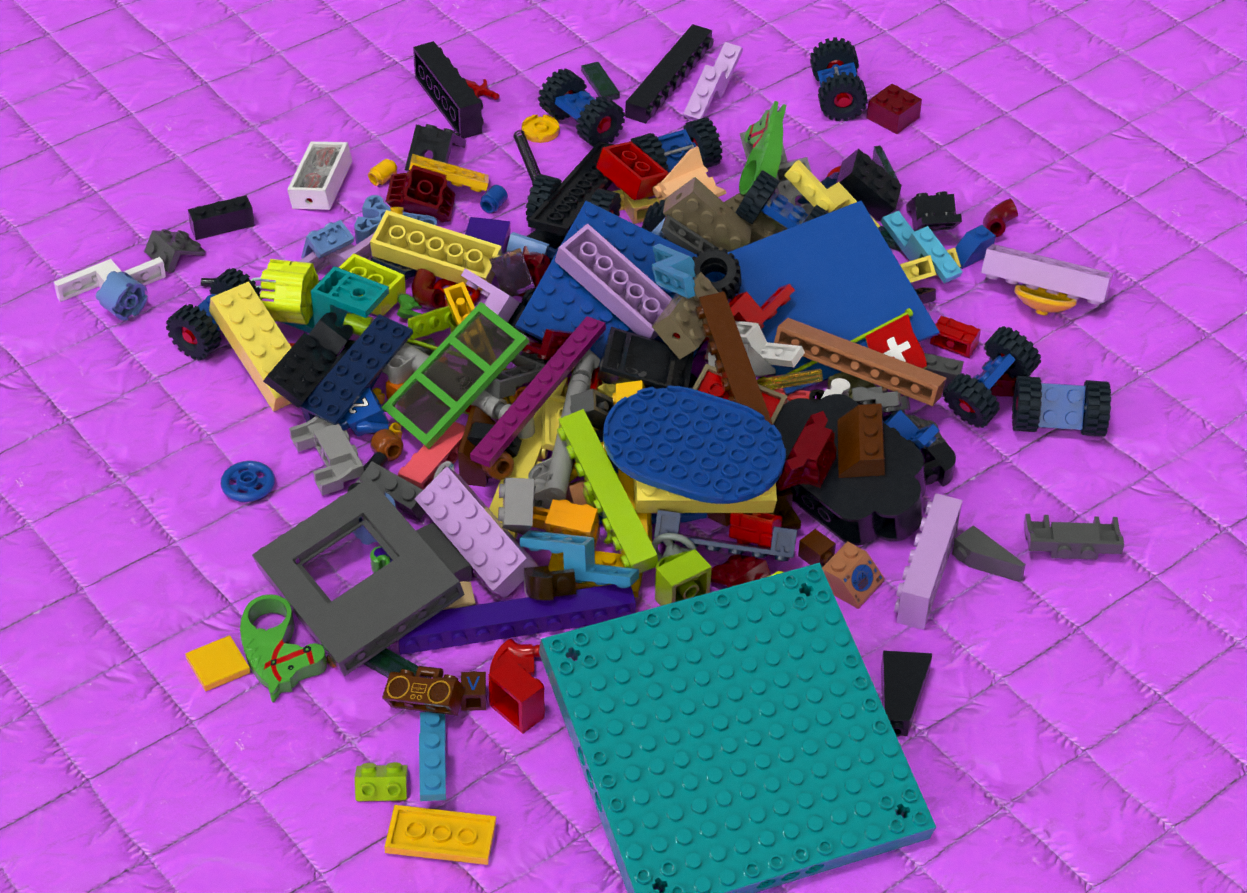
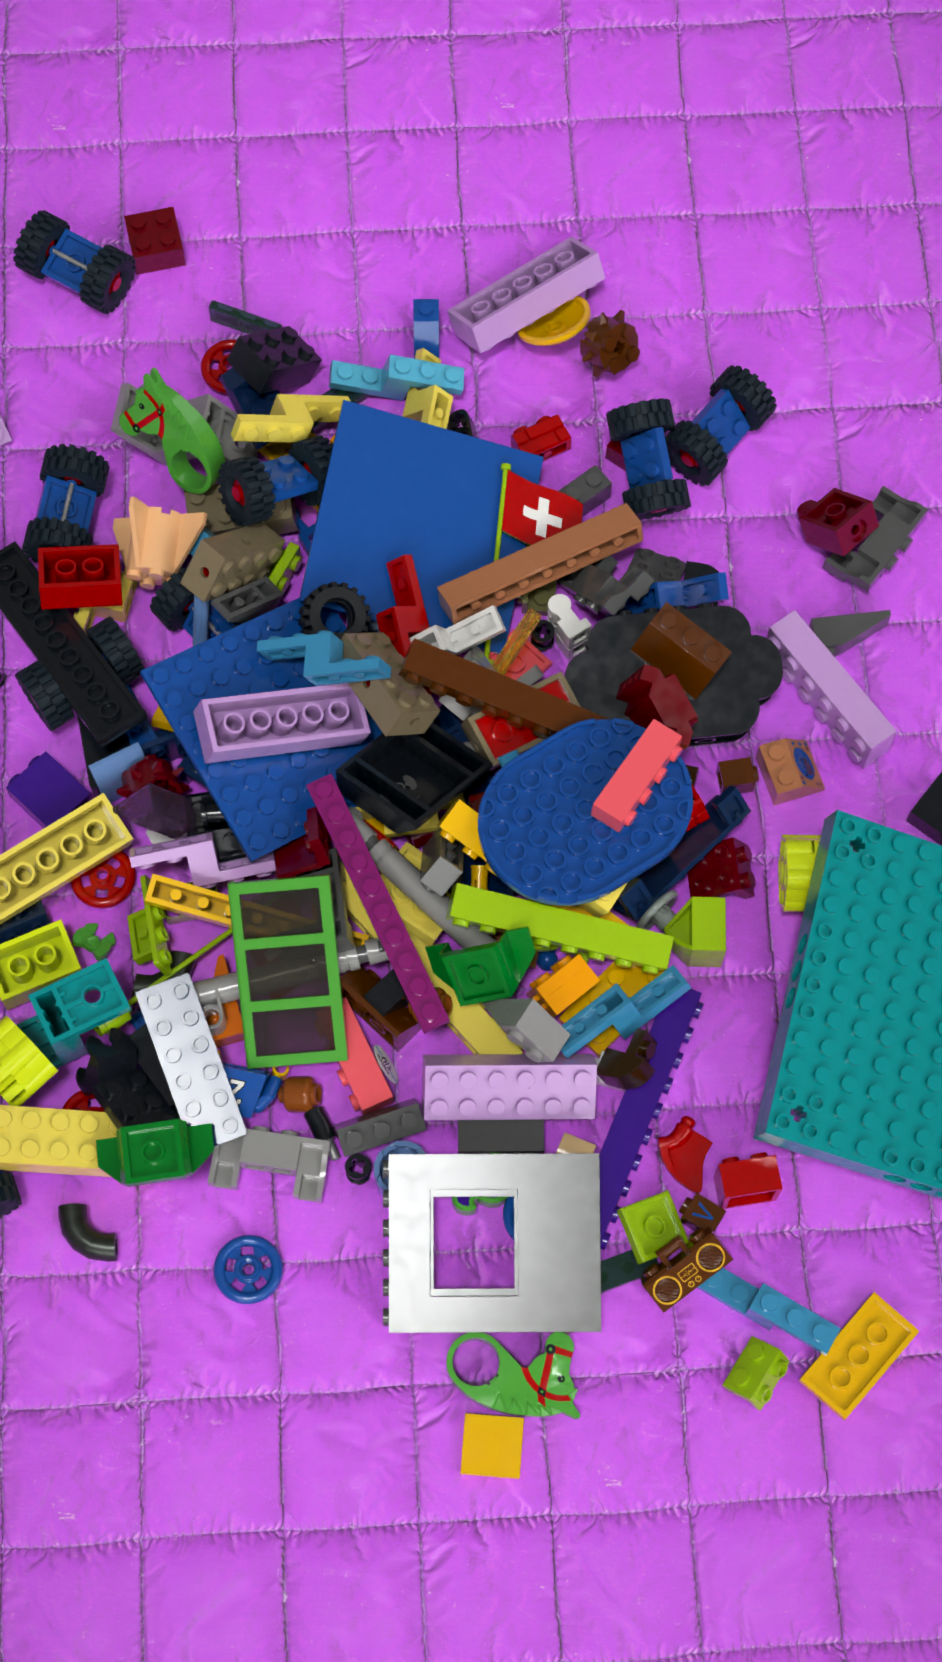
camera: 55 degrees left, 25 degrees up
(208, 395) = (83, 1236): none -> pearl dark grey cylinder
(284, 371) = (155, 1152): none -> green piece
(423, 291) = (87, 912): dark red cylinder -> none
(444, 655) = (651, 1225): none -> lime tile
(547, 465) = (484, 970): none -> green piece
(740, 447) = (637, 775): none -> coral brick
(934, 211) = (354, 327): black bracket -> none
(999, 215) = (398, 273): dark red cylinder -> none
(1058, 499) = (837, 521): none -> dark red brick
(1061, 338) = (609, 344): none -> reddish brown brick

